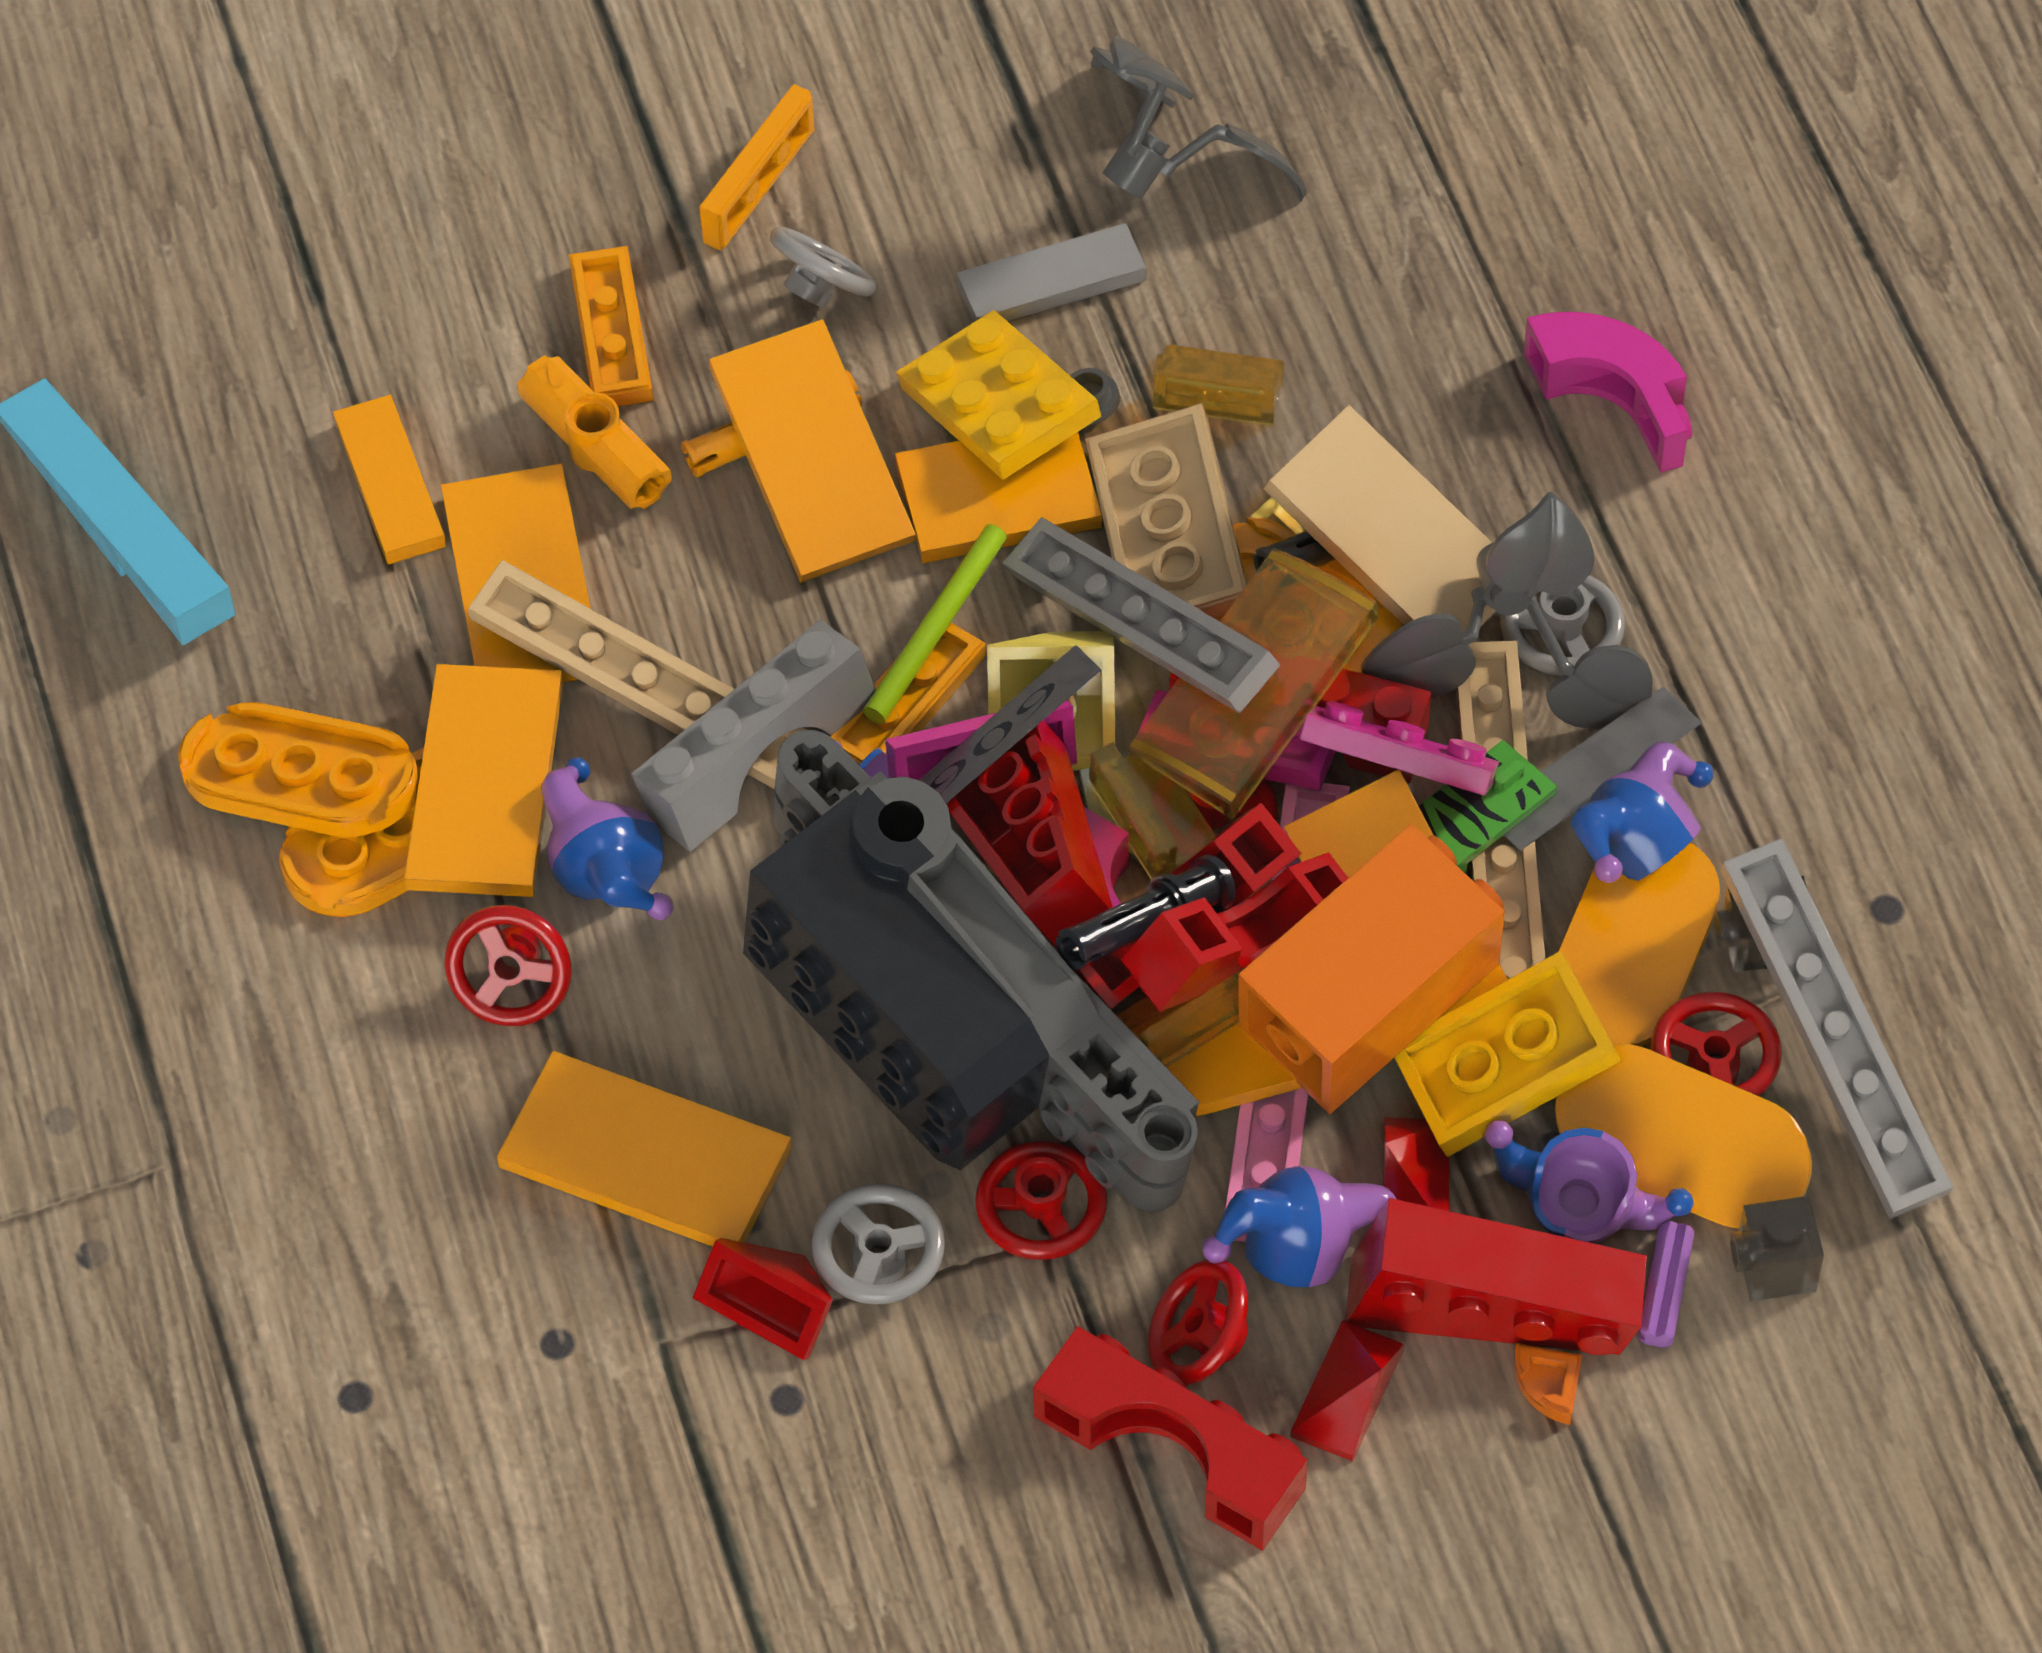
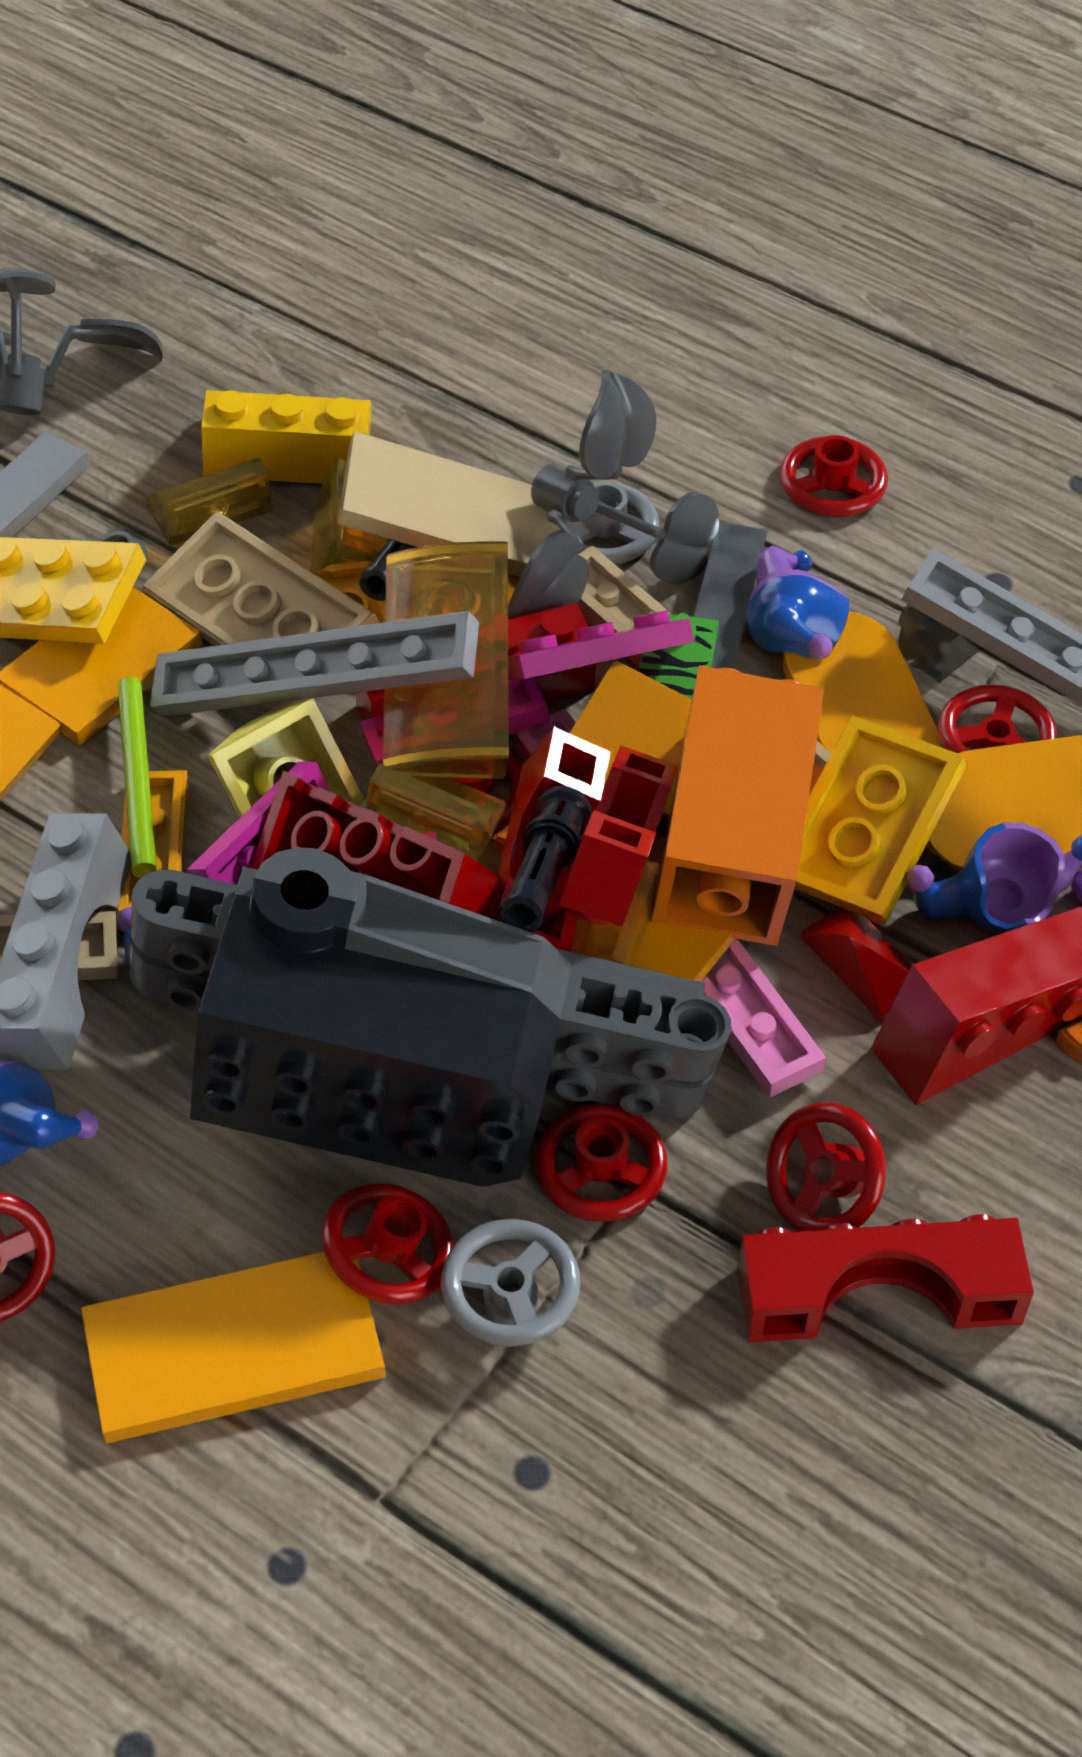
camera: 40 degrees left, 5 degrees down
(766, 1293) = (446, 1391): red slope -> none
(832, 1129) = (390, 1238): none -> red piece
(1011, 723) = (291, 781): flat silver sticker -> none
(1296, 1224) = (837, 1039): blue piece -> none
(1335, 353) = (289, 433): none -> yellow slope
(1347, 1390) = (972, 1149): red slope -> none
(1616, 363) = (494, 341): dark pink arch -> none
(1831, 676) = (834, 470): none -> red piece

